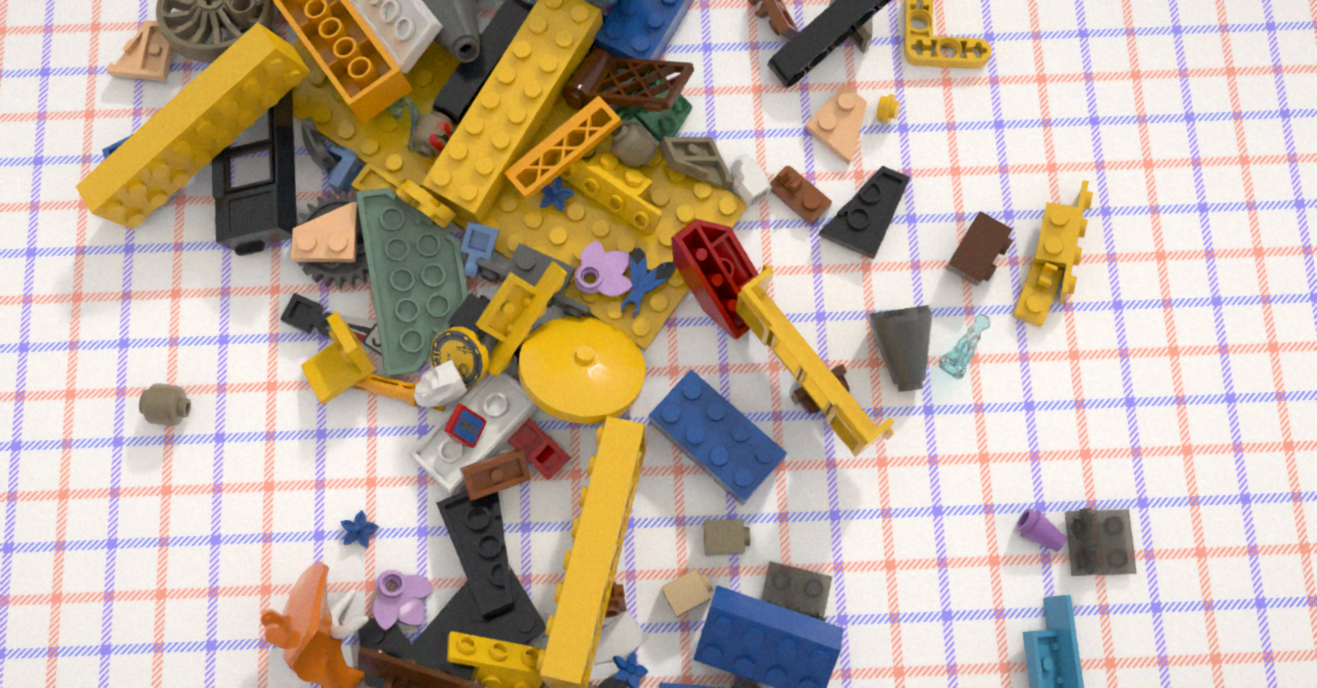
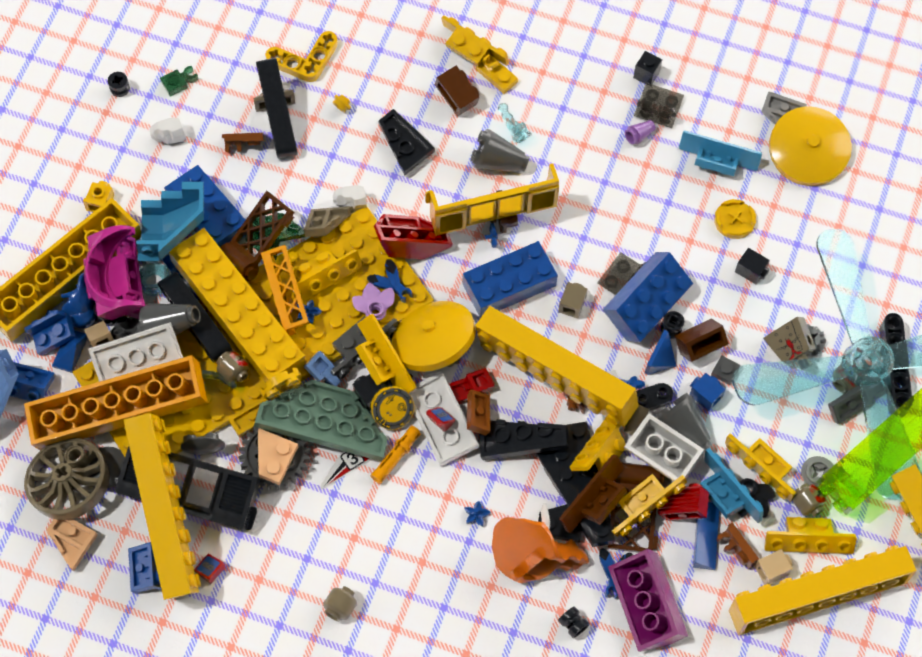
camera: 70 degrees left, 10 degrees down
(165, 228) = (209, 568): none -> slope
(305, 315) = (317, 496): black plate -> none
(339, 363) = (361, 481): yellow bracket -> none
(346, 171) = (227, 436): medium blue bracket -> none
(403, 603) = (531, 499): lavender plate -> none
(440, 386) = (407, 422): white rock -> none
(633, 144) = (301, 249): dark tan head -> none
(687, 592) = (598, 333): tan brick -> none
(775, 388) = (493, 236): none -> blue plant
(800, 195) = (374, 174): dark orange plate -> none
(839, 123) = (337, 134): light nougat wing -> none
(1151, 502) = (647, 68): none -> black brick

